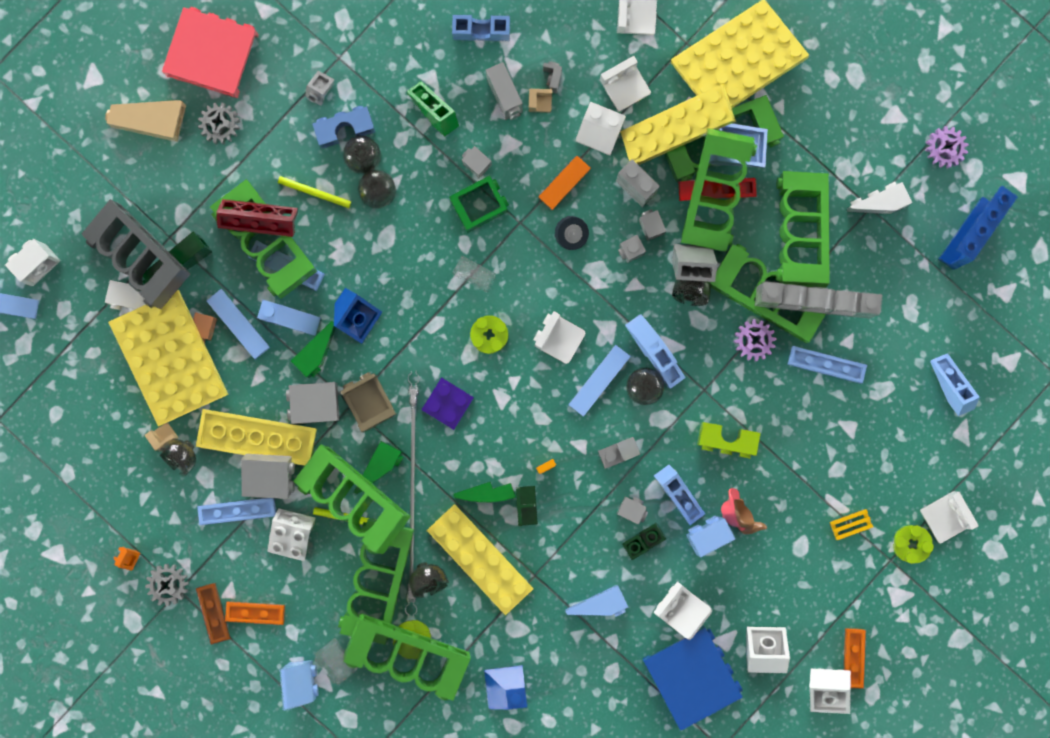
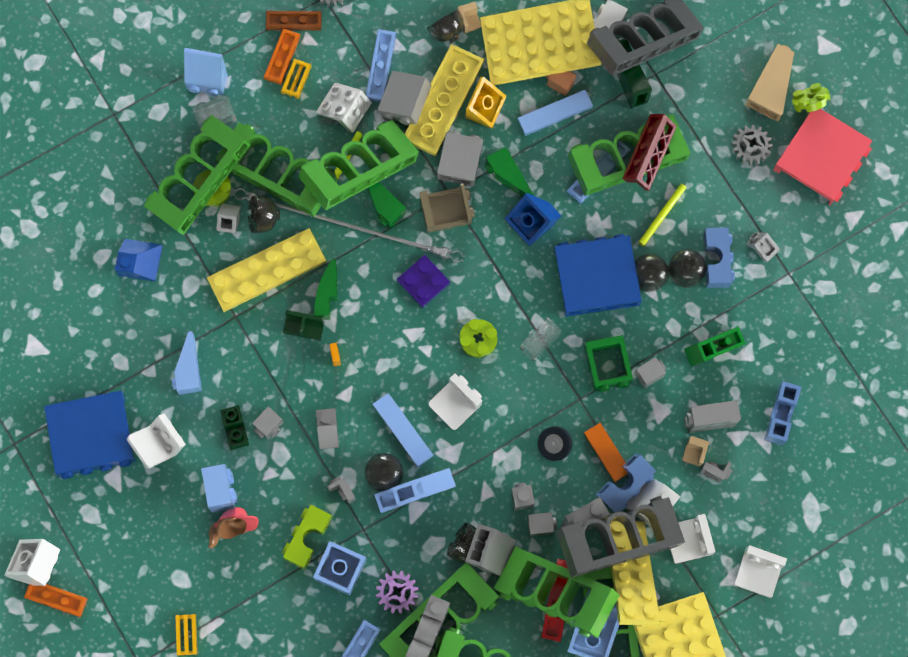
camera: 100 degrees right, 10 degrees down
(155, 85) = (811, 98): none -> lime plate
(249, 394) = (485, 103): none -> yellow slope
(275, 599) = (291, 92): none -> yellow tile
(288, 317) = (548, 158): light blue slope -> none
(394, 237) = (597, 275): none -> blue panel
(441, 612) = (228, 218): none -> light grey brick
(605, 160) = (639, 473): none -> medium blue arch
(675, 416) = (345, 492): none -> light grey bracket
(676, 179) = (577, 553): none -> dark grey fence
(679, 494) = (268, 473): light blue slope -> none
(750, 399) = (339, 568): none -> light blue brick
(767, 650) = (92, 513): white slope -> none

